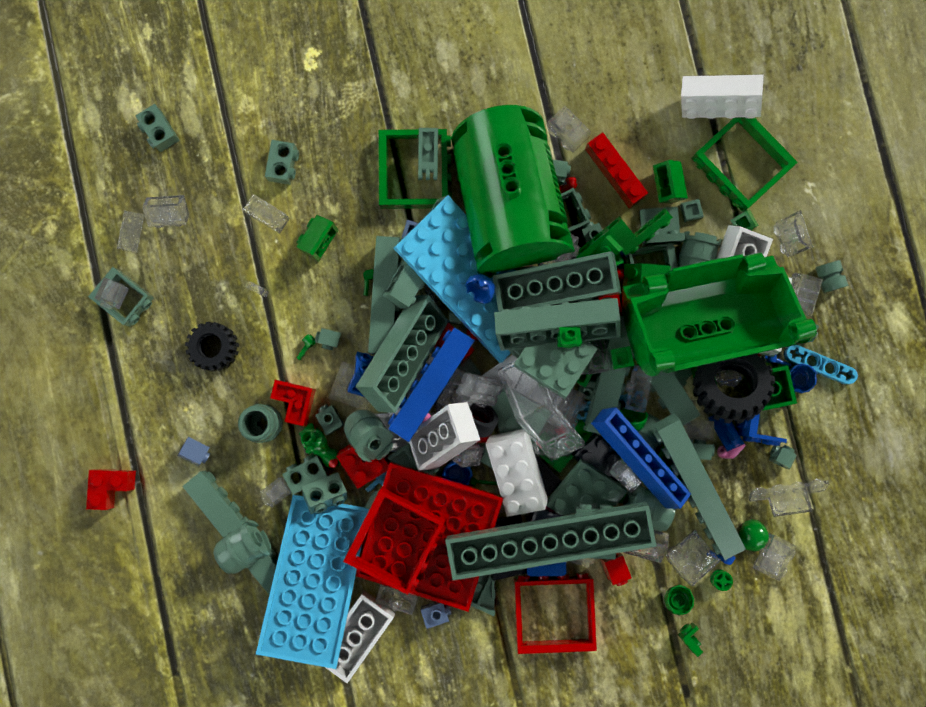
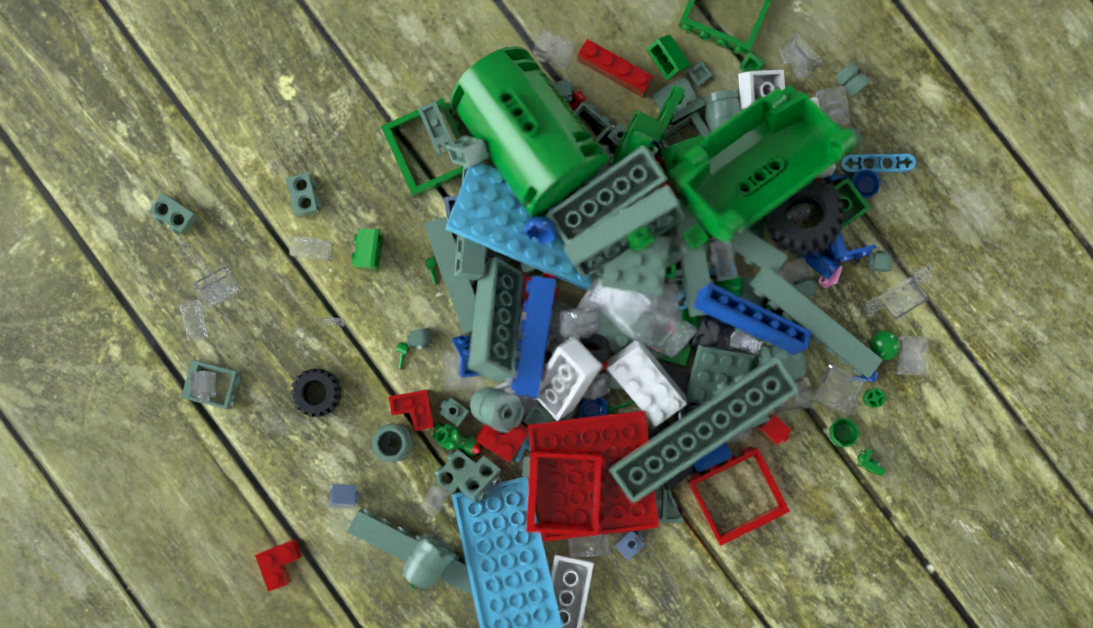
camera: 25 degrees left, 0 degrees up
(446, 186) = (467, 151): none -> sand green brick

